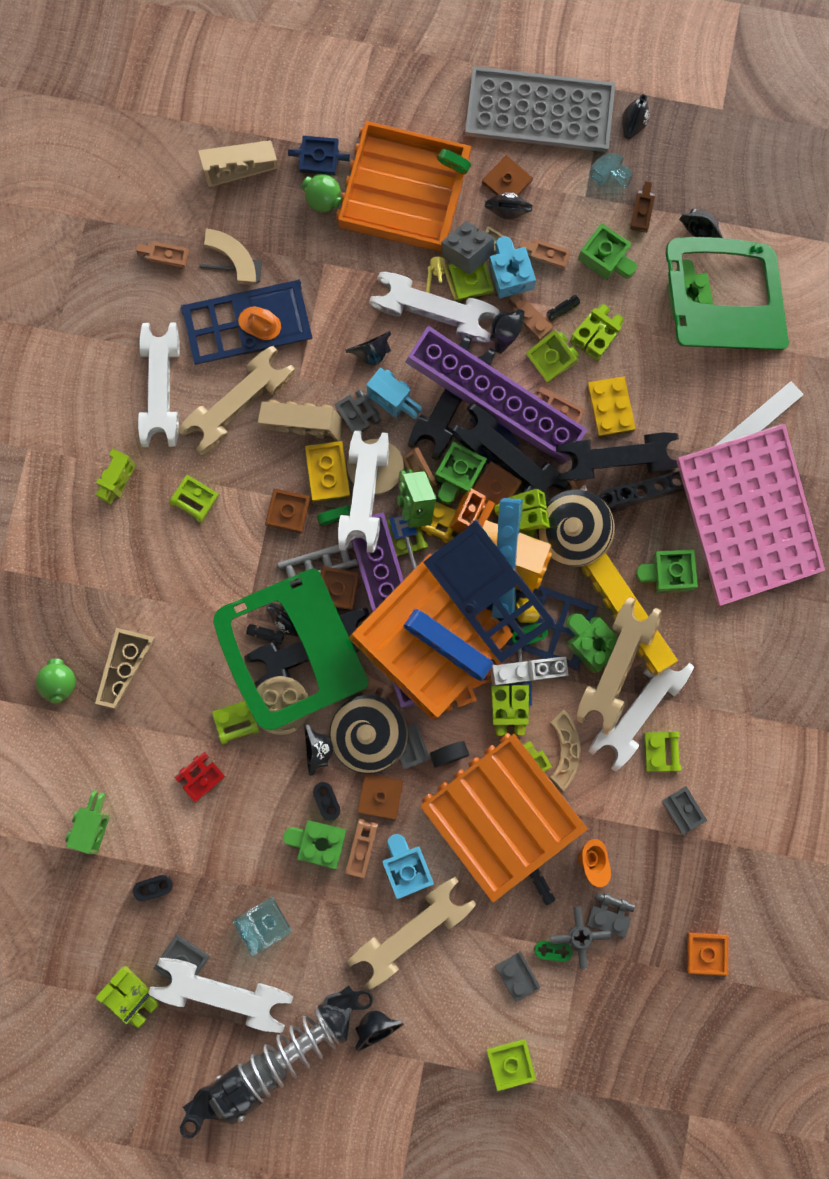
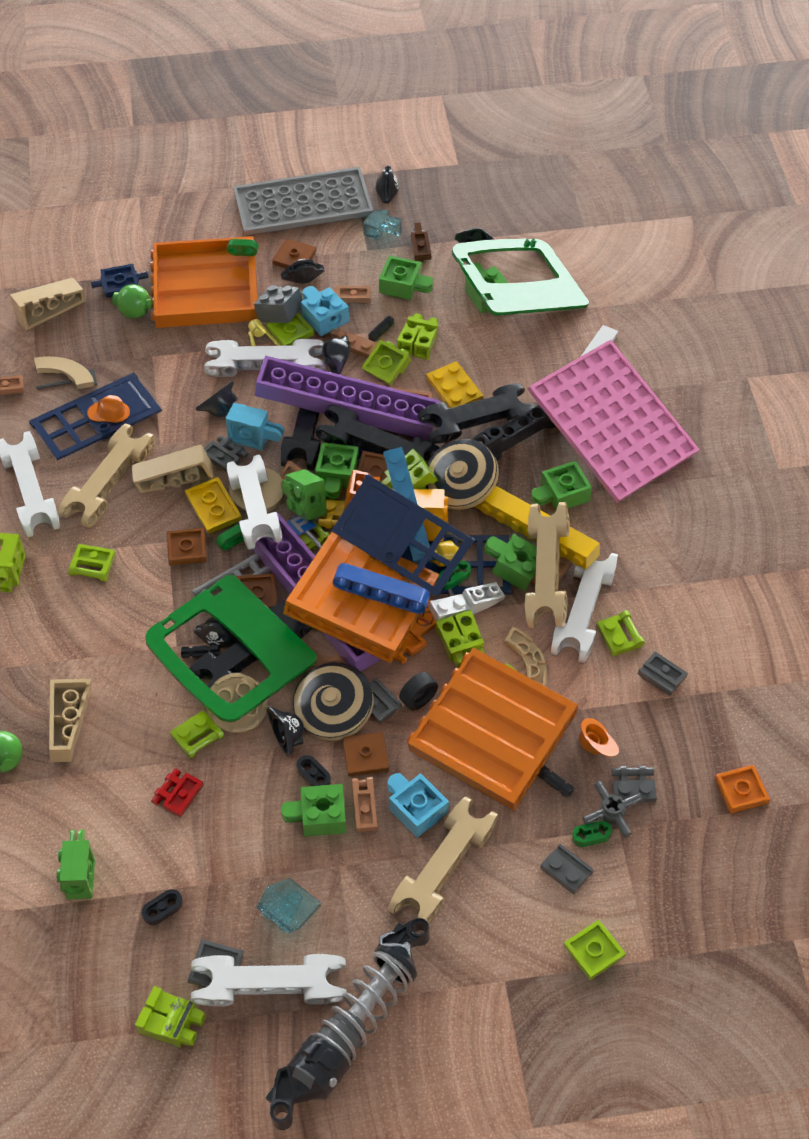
camera: 15 degrees left, 25 degrees down
(374, 1028) = (443, 960): black hat -> none

